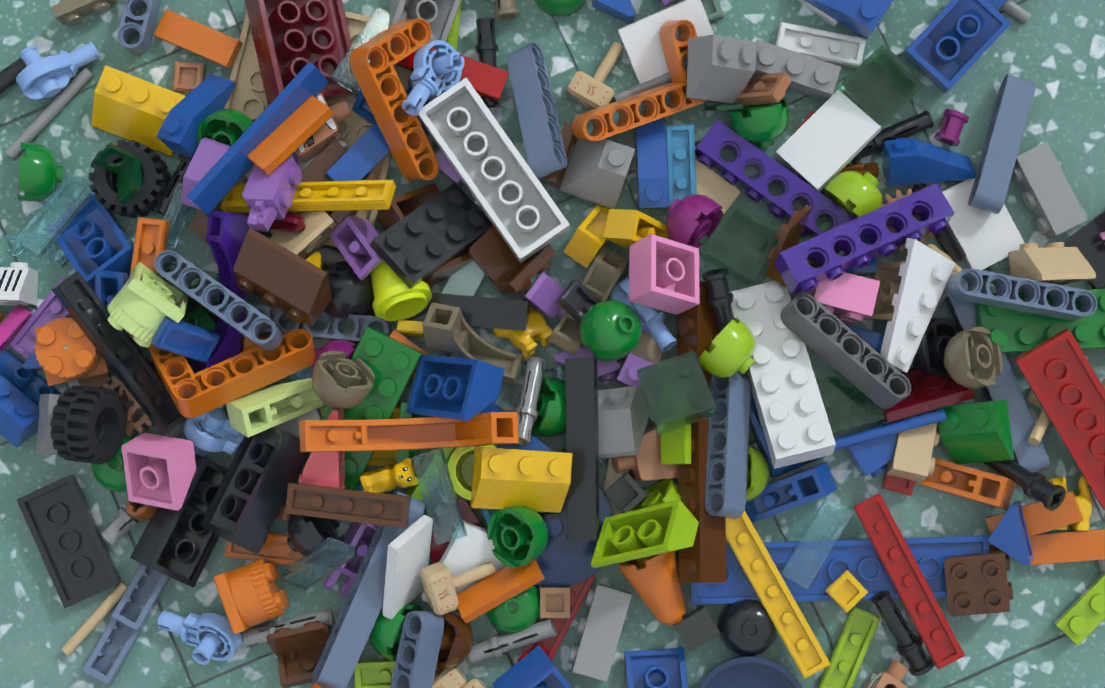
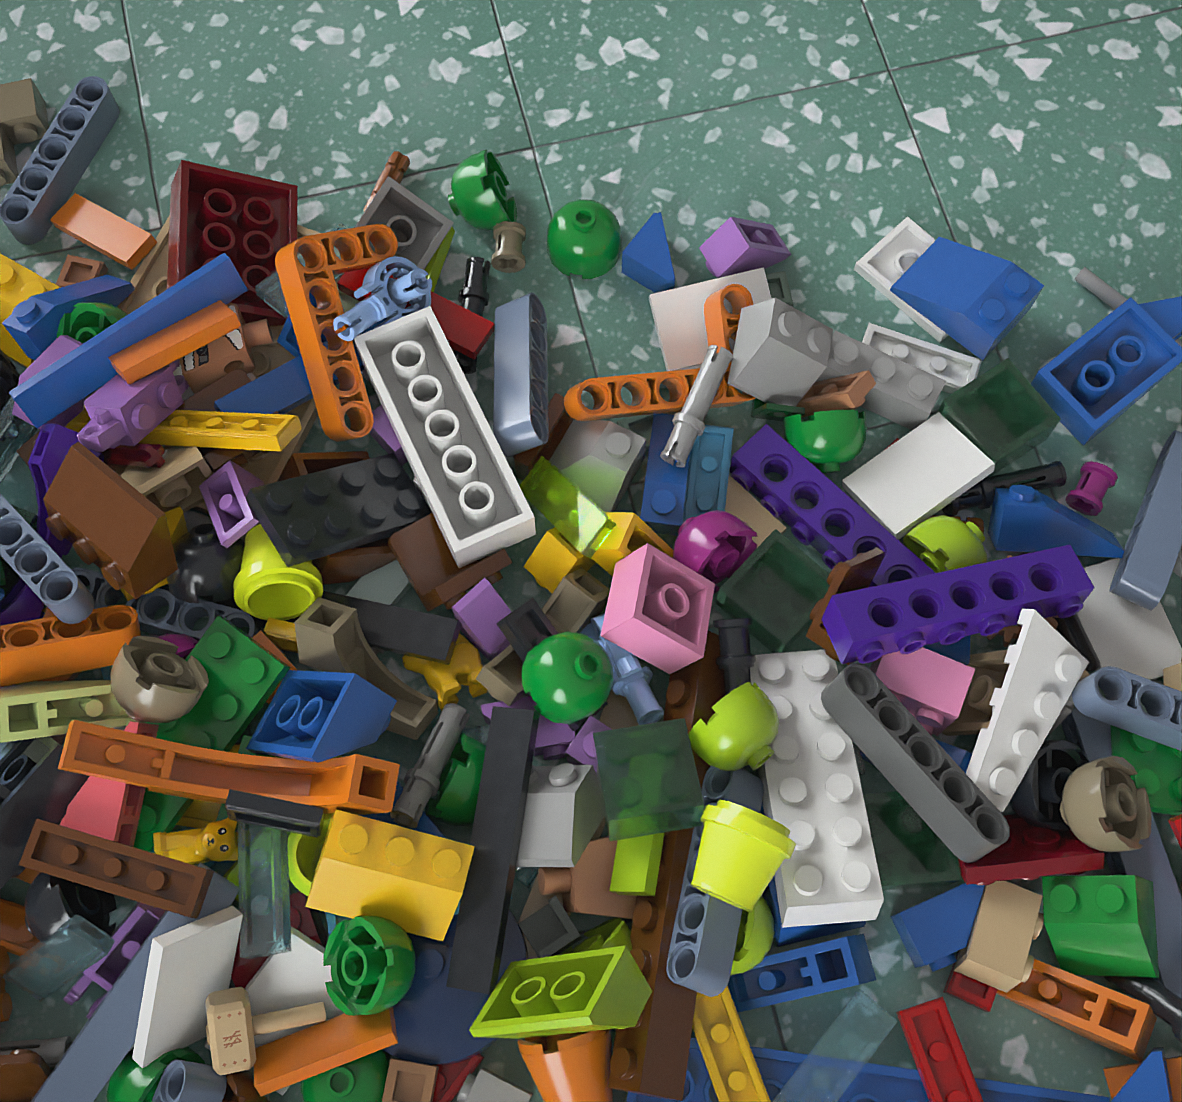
camera: 10 degrees right, 15 degrees down
(445, 454) = (274, 813): none -> black tile
(587, 208) = (567, 507): none -> clear neon green tile
(590, 90) = (594, 361): tan piece -> none
(667, 118) = (689, 422): none -> light grey pin
(741, 432) = (739, 853): none -> neon yellow piece
(890, 429) = (969, 896): blue bar -> none

